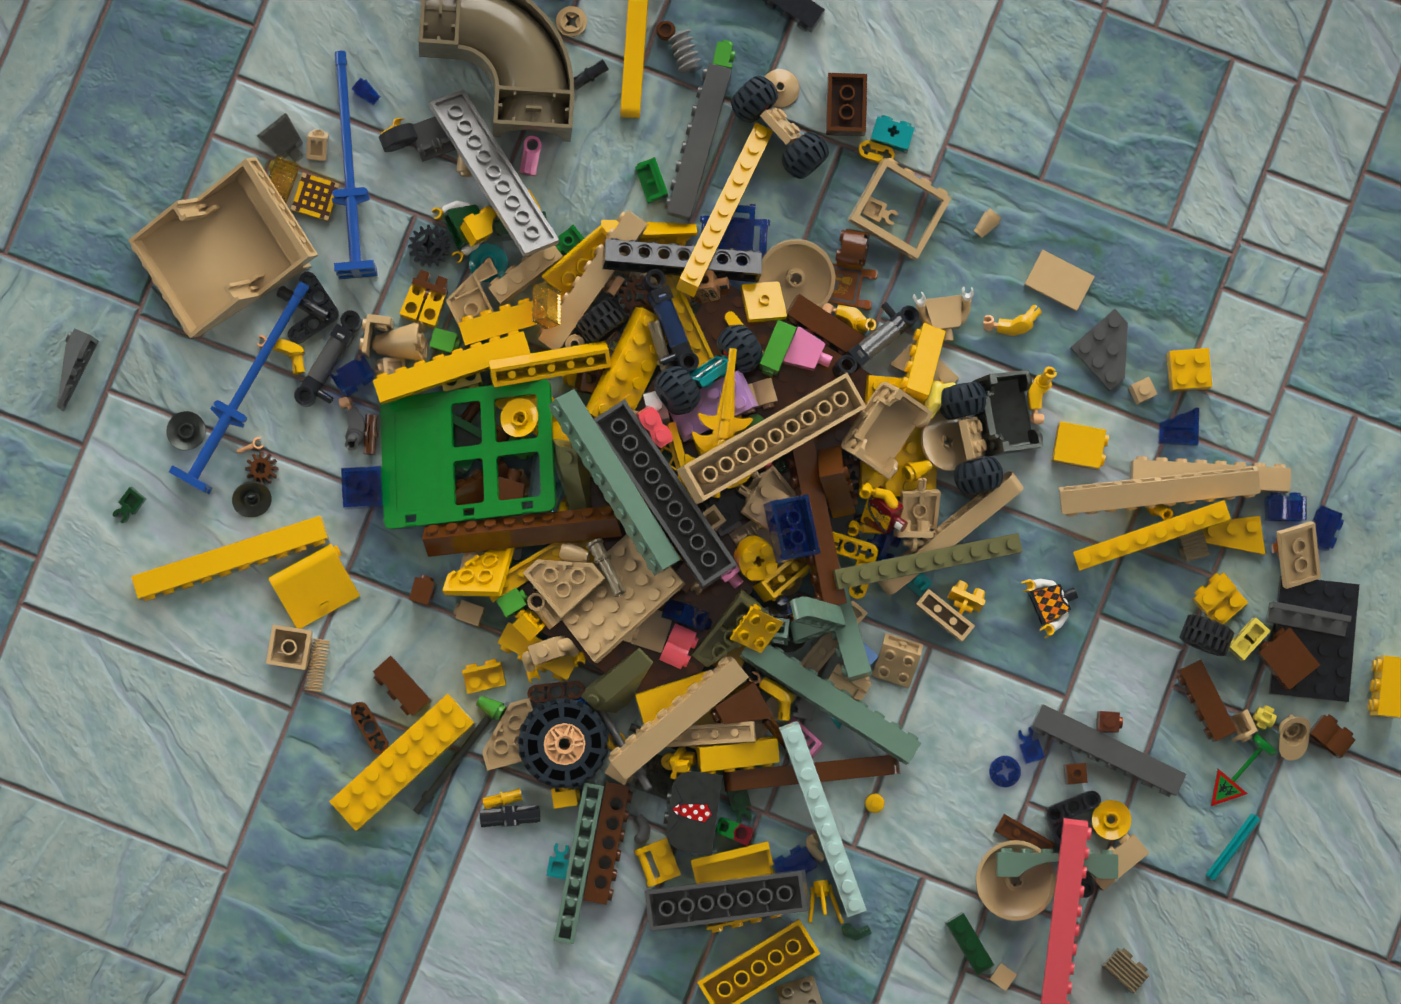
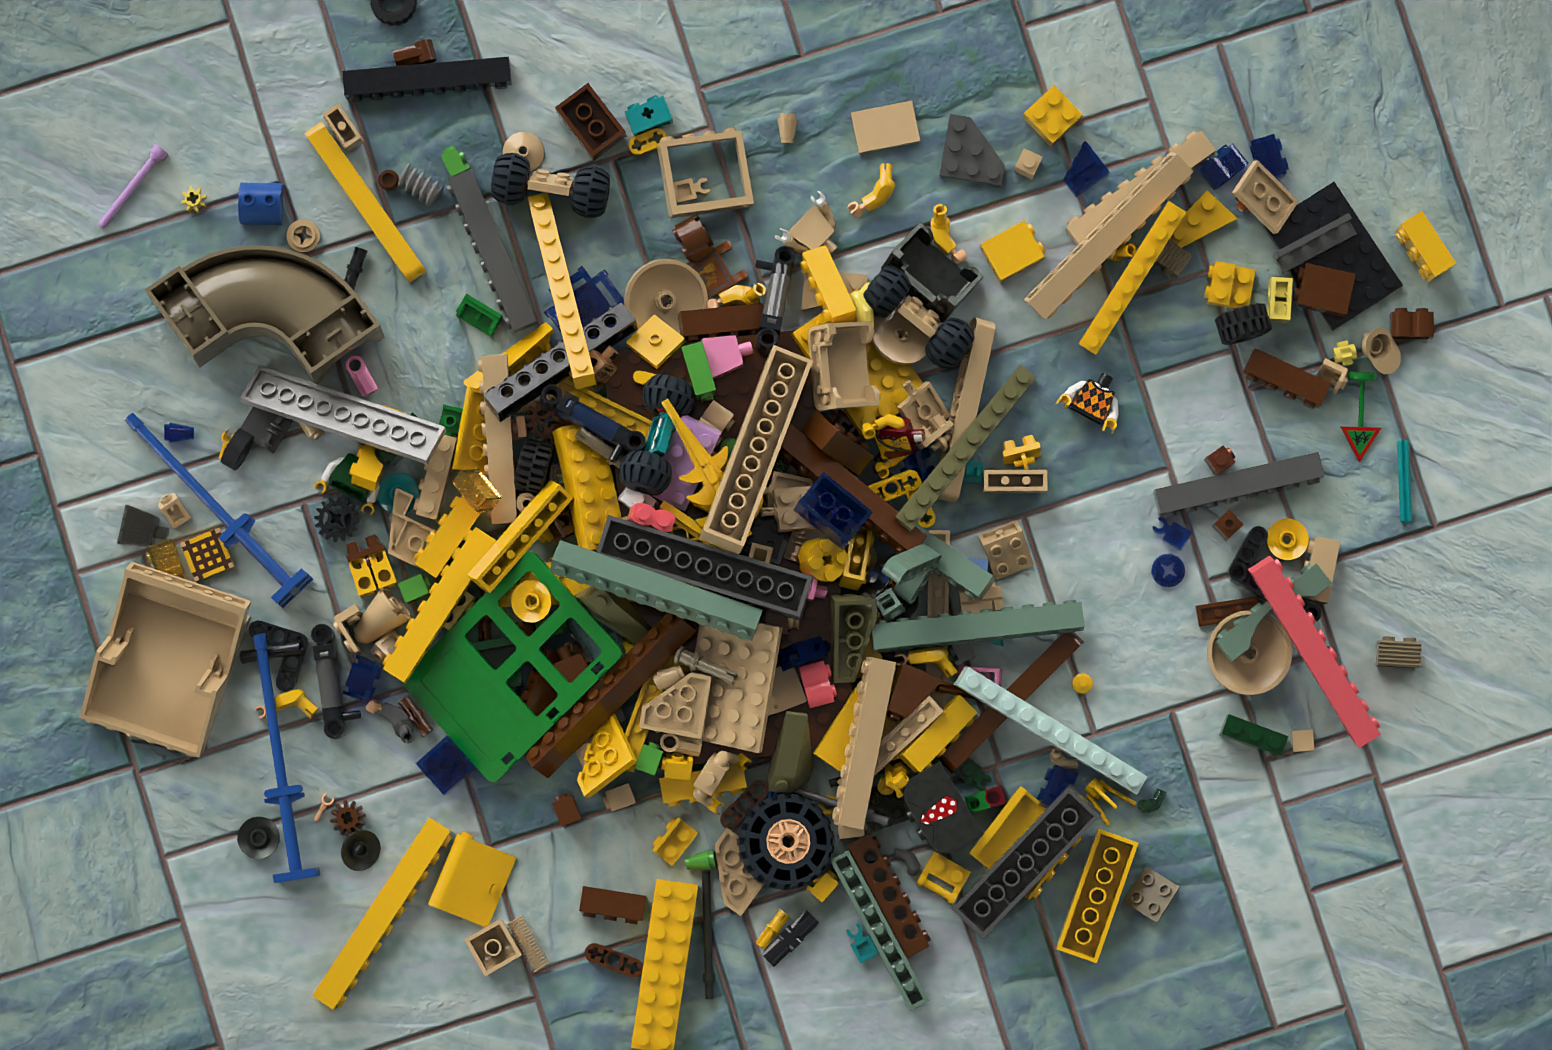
camera: 35 degrees left, 0 degrees up
(76, 357) = (115, 849): dark grey wedge -> none
(131, 503) = (261, 935): dark green plate -> none
(756, 629) = (870, 618): yellow hinge -> none
(915, 470) = (894, 381): yellow cone -> none

